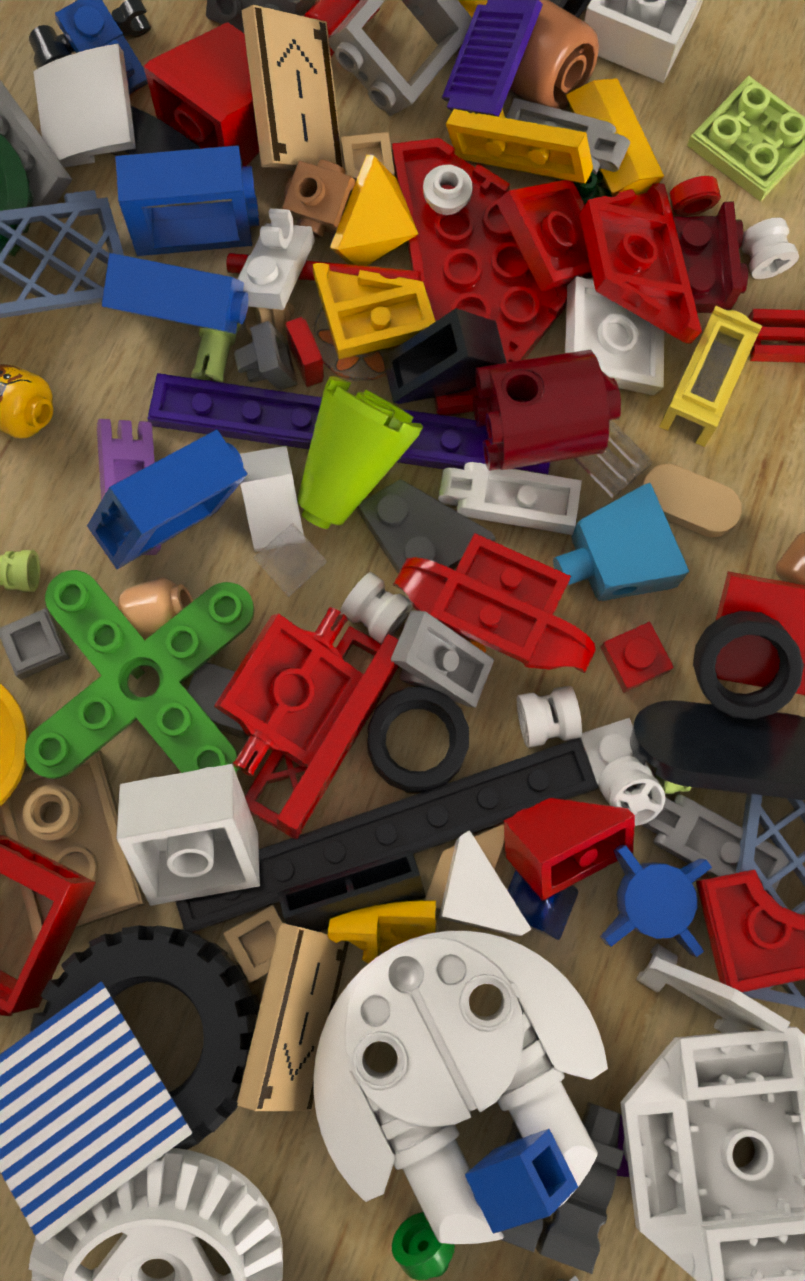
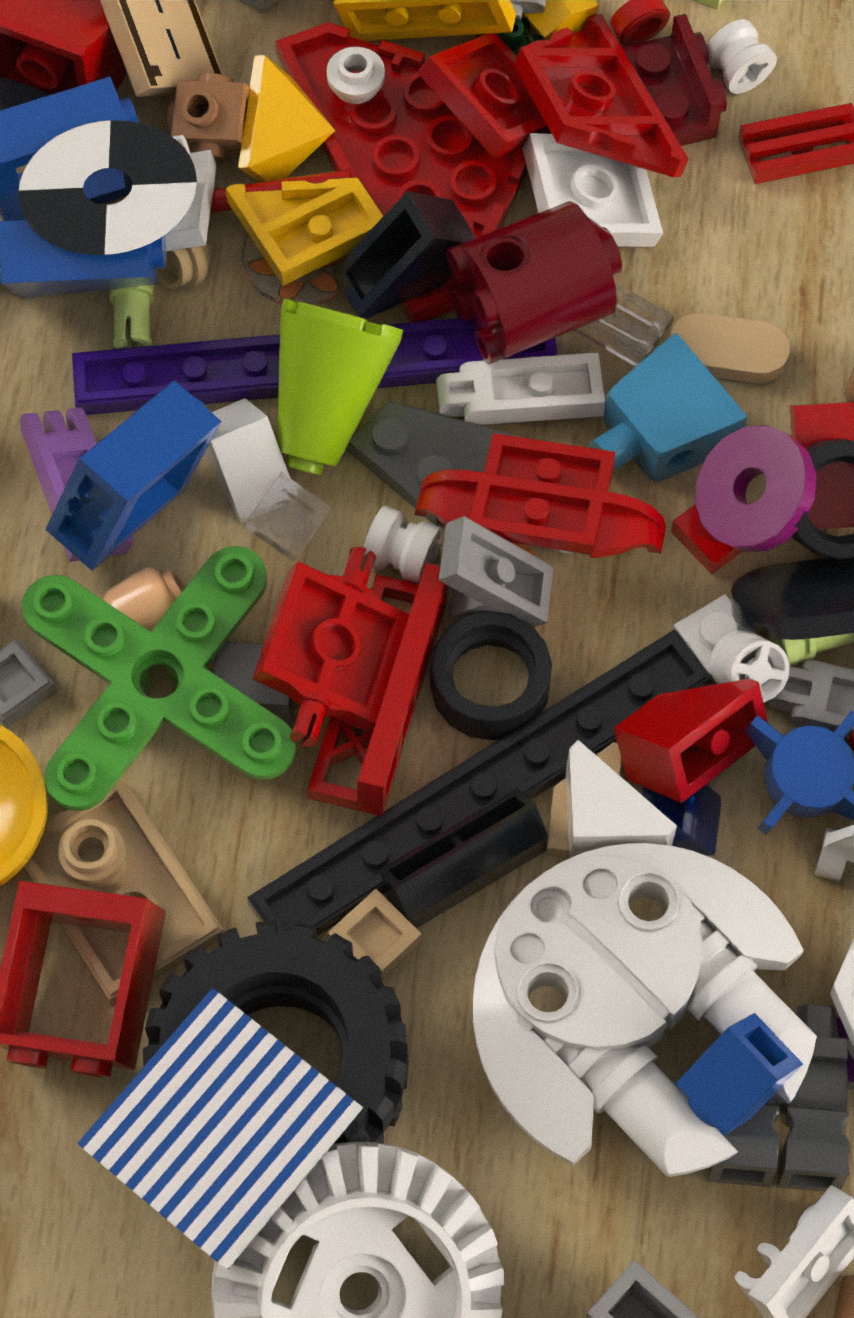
camera: 10 degrees left, 10 degrees down
(172, 272) = (62, 214): none -> sticker
(188, 834) = (263, 824): white brick -> none
(267, 357) = (196, 306): light grey tile -> none
(290, 1020) = (437, 993): tan tile -> none
(305, 351) = (239, 289): red tile -> none
(357, 146) = (238, 55): tan plate -> none
(384, 926) = (502, 877): yellow slope -> none
(418, 1249) = (654, 1209): green tile -> none
(549, 716) = (633, 613): white wheel -> none
(650, 636) = (729, 471): none -> magenta tile
(712, 371) = (714, 201): light yellow window -> none

